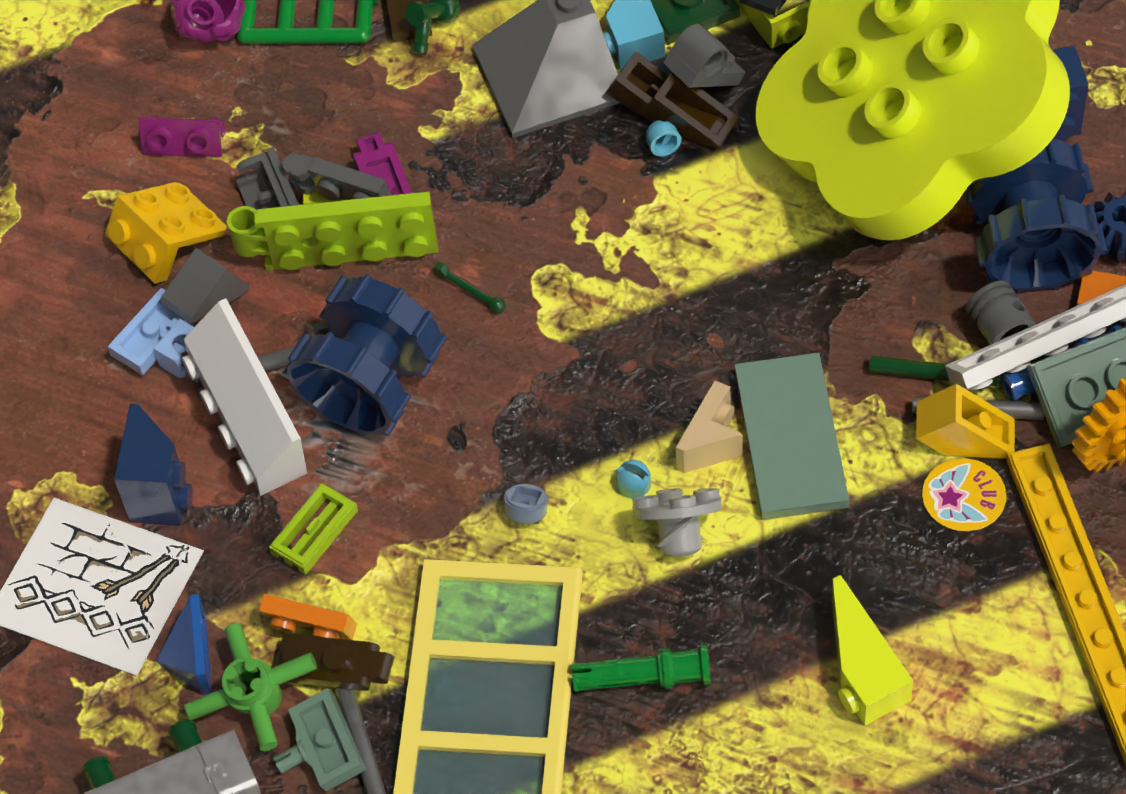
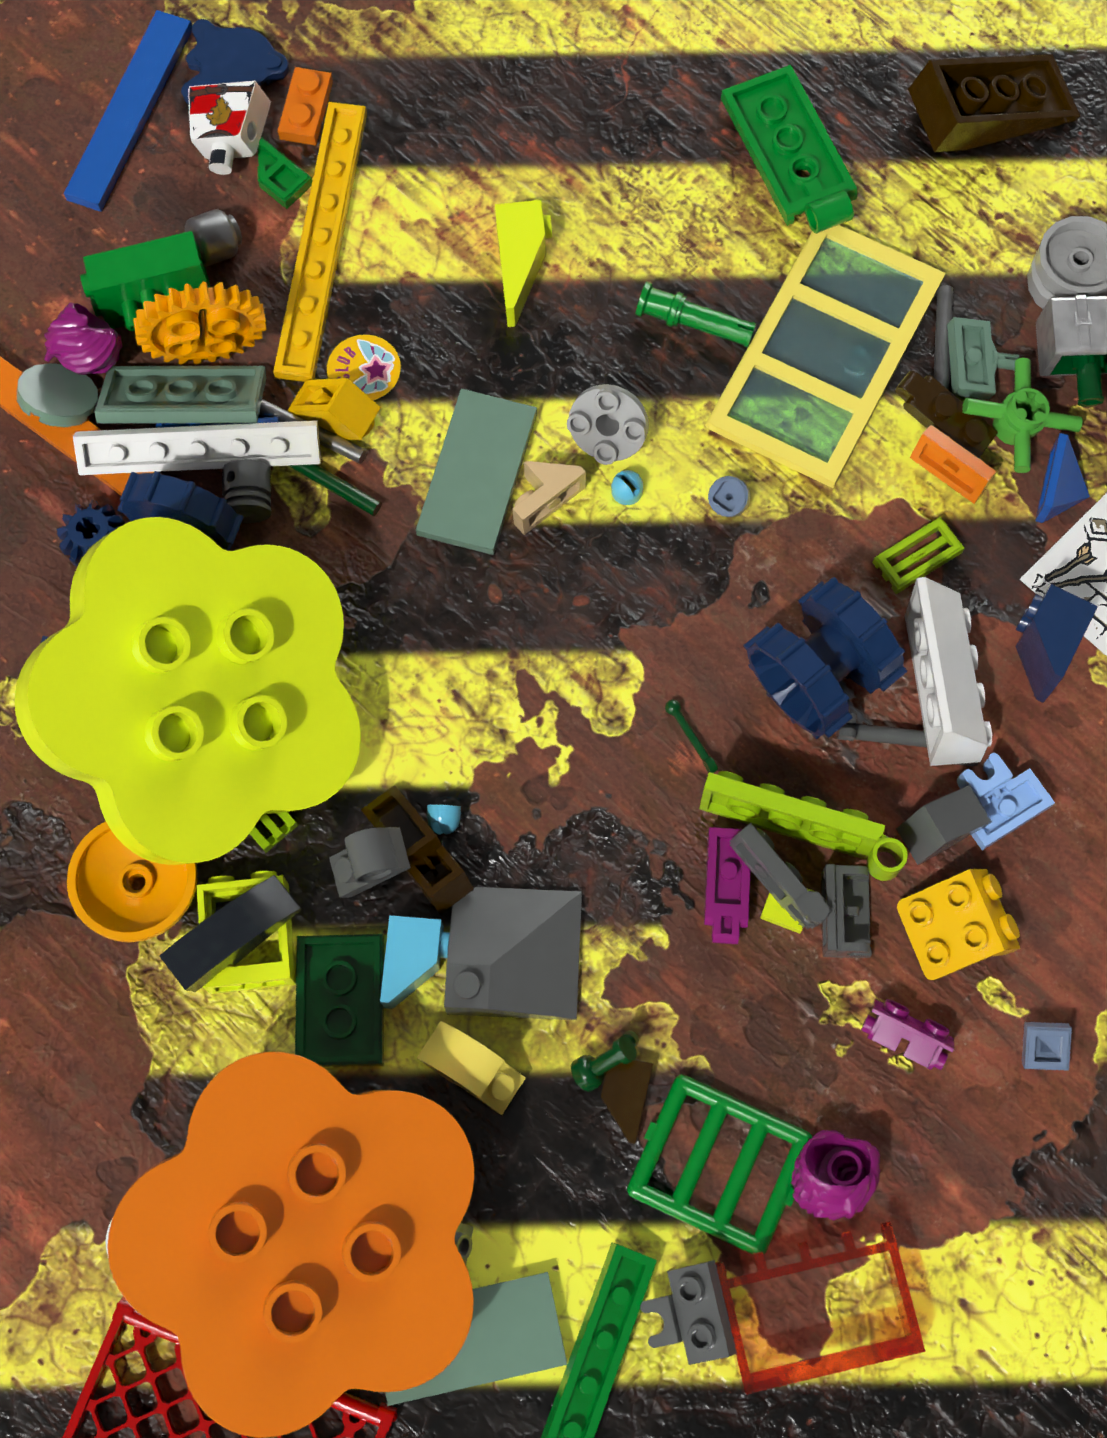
camera: 160 degrees left, 15 degrees up
(59, 167) = (1046, 1046): none -> sand blue tile

